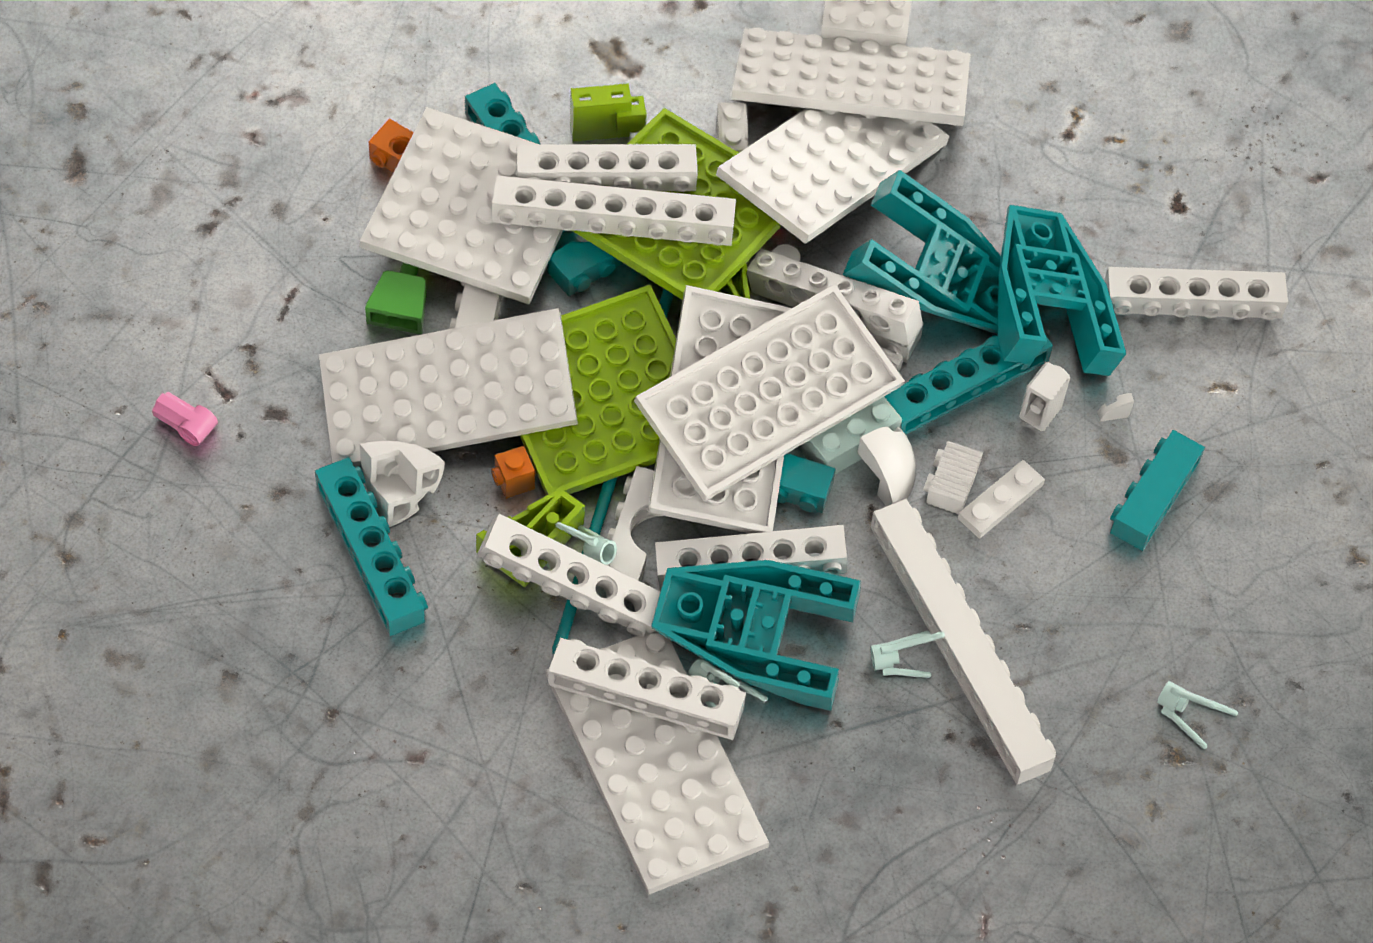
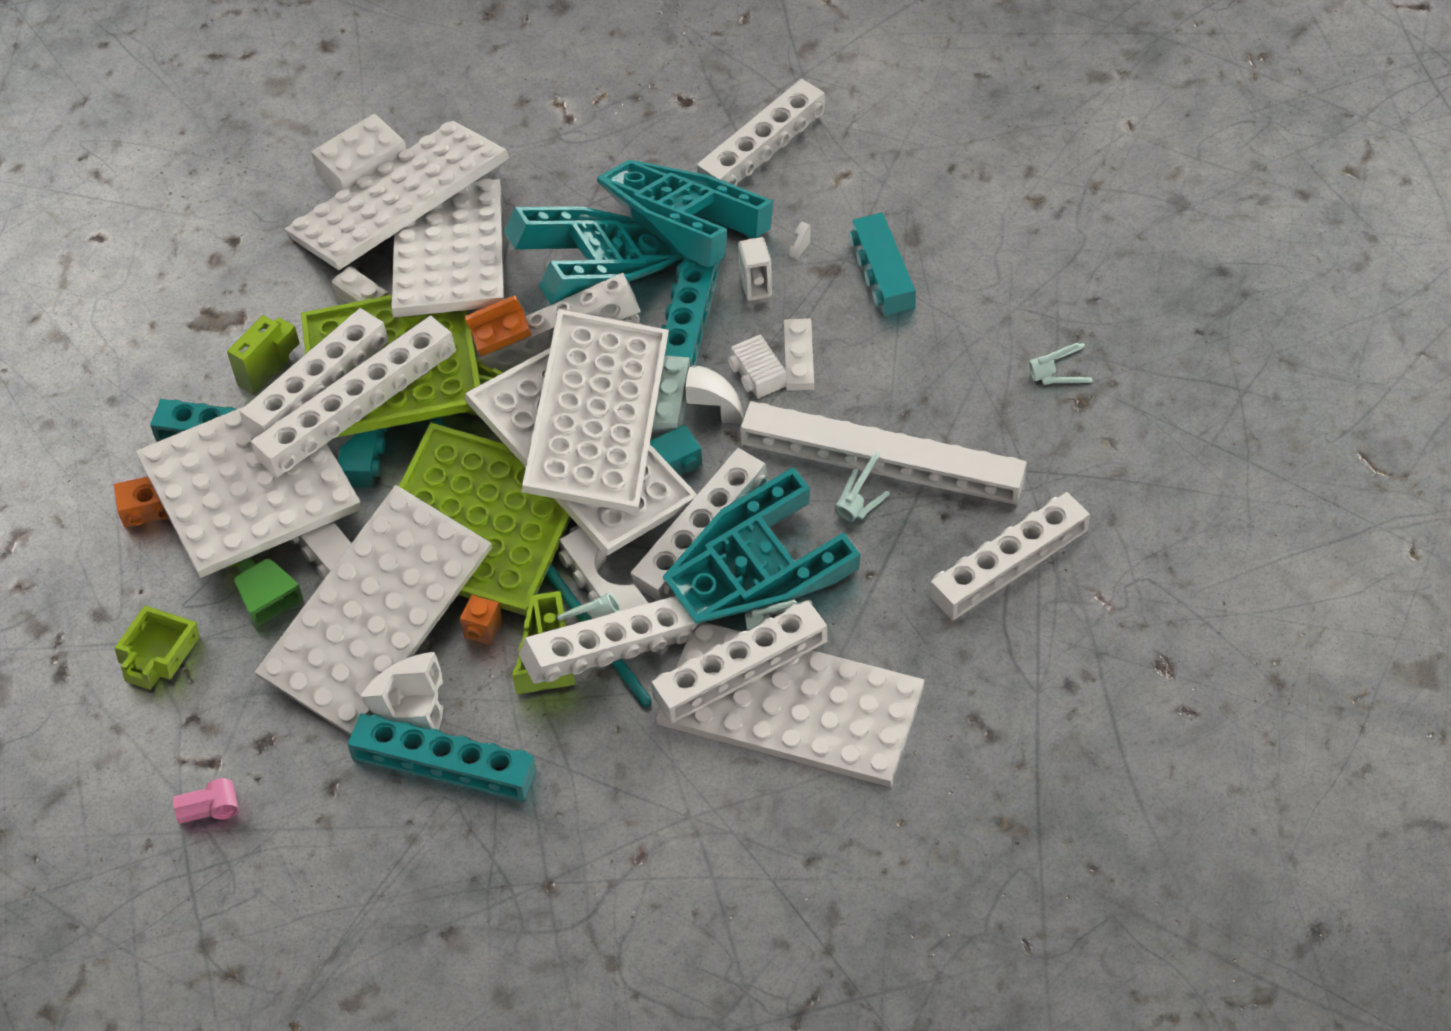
camera: 40 degrees left, 5 degrees down
(282, 269) = (155, 646): none -> lime piece
(784, 255) = (498, 325): none -> orange bracket
(966, 829) = (1003, 568): none -> white brick

